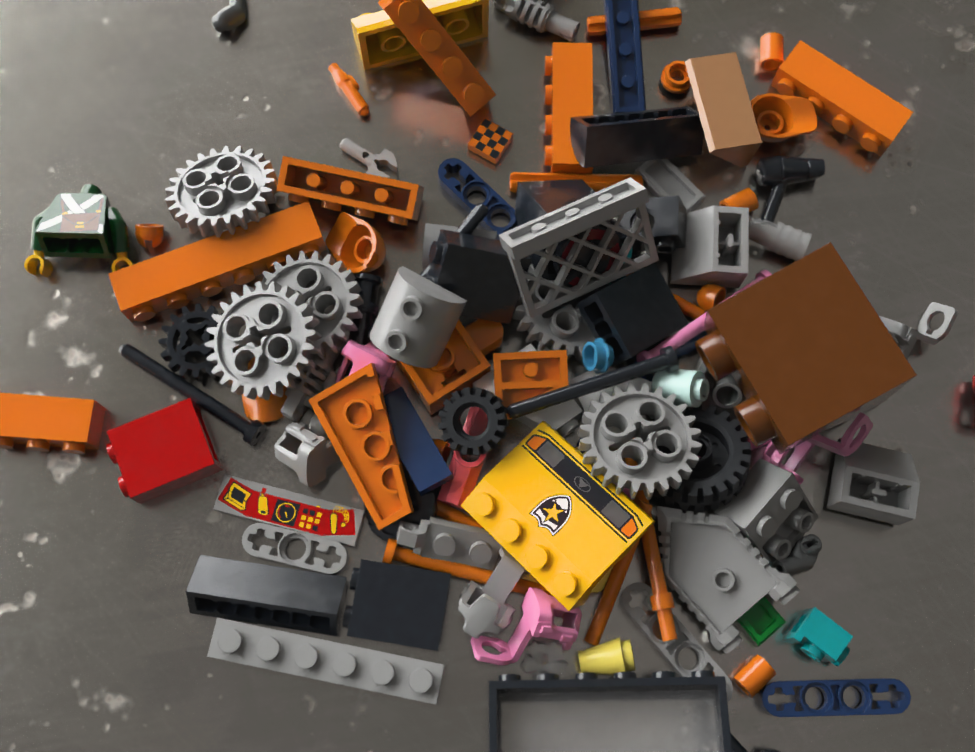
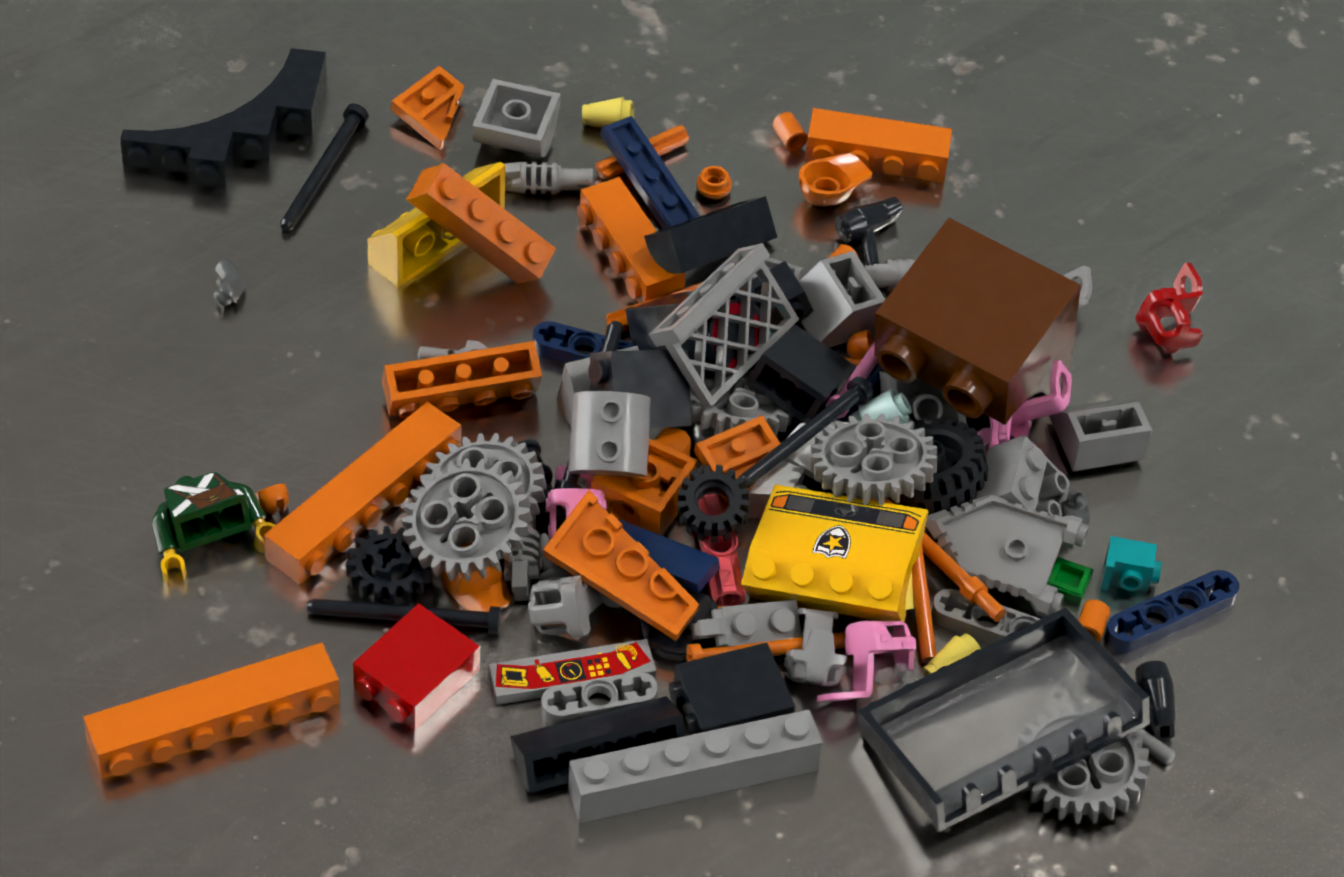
camera: 30 degrees left, 25 degrees down
(222, 191) = (330, 428): light grey gear -> none
(350, 88) = (395, 305): orange piece -> none
(356, 244) = (494, 415): orange cap -> none
(490, 141) = (566, 299): orange tile -> none
(597, 356) = (792, 413): dark azure plate -> none
(724, 107) = (782, 182): medium nougat slope -> none

